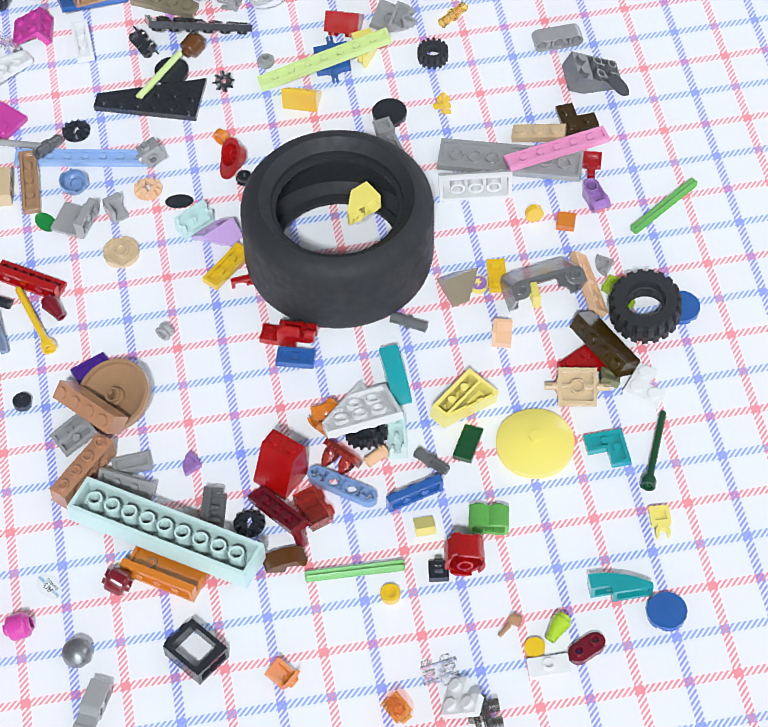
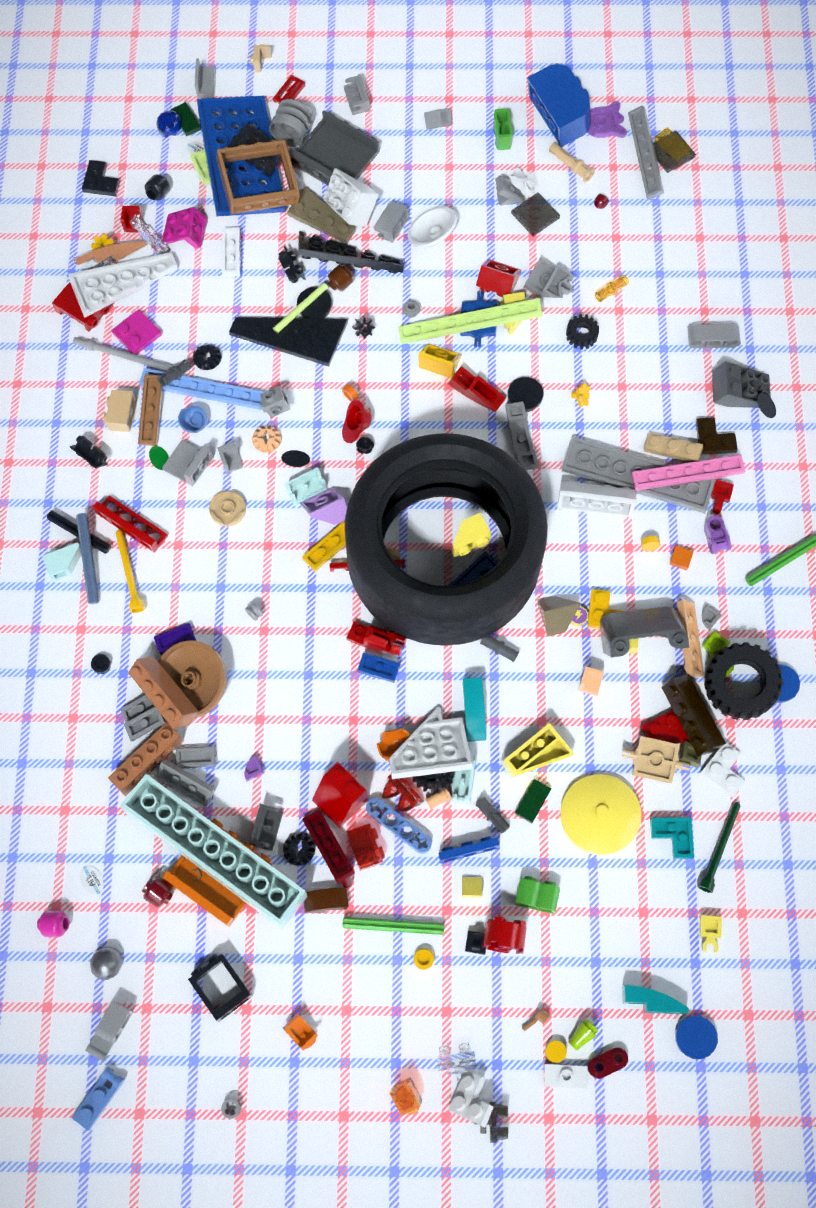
camera: 10 degrees right, 15 degrees up
(53, 307) = (148, 560): dark red cone -> none
(341, 115) = (476, 389): none -> red slope

